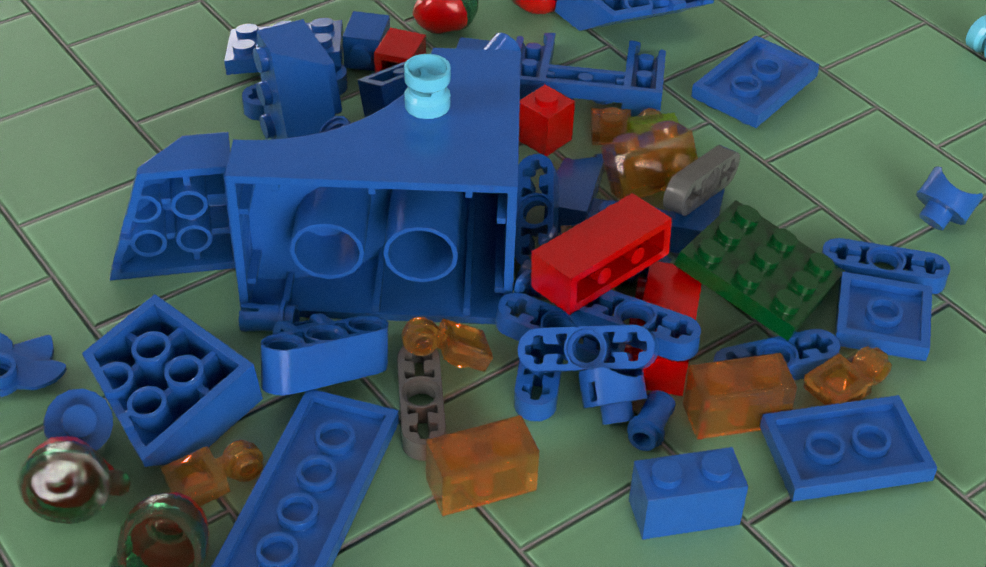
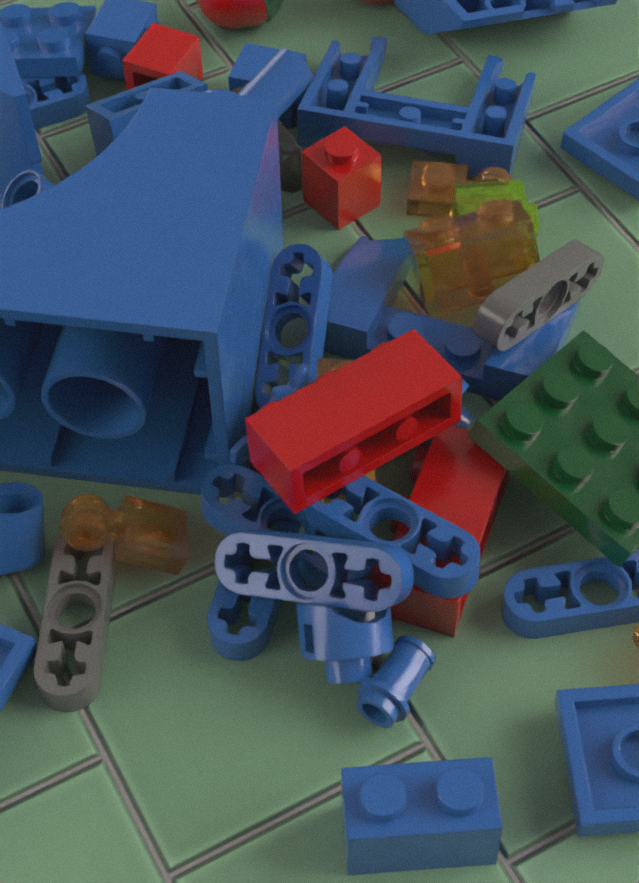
camera: 10 degrees right, 10 degrees up
(427, 86) = (114, 158): medium azure wheel -> none
(482, 465) = (130, 740): clear orange brick -> none
(735, 393) = (527, 653): clear orange brick -> none

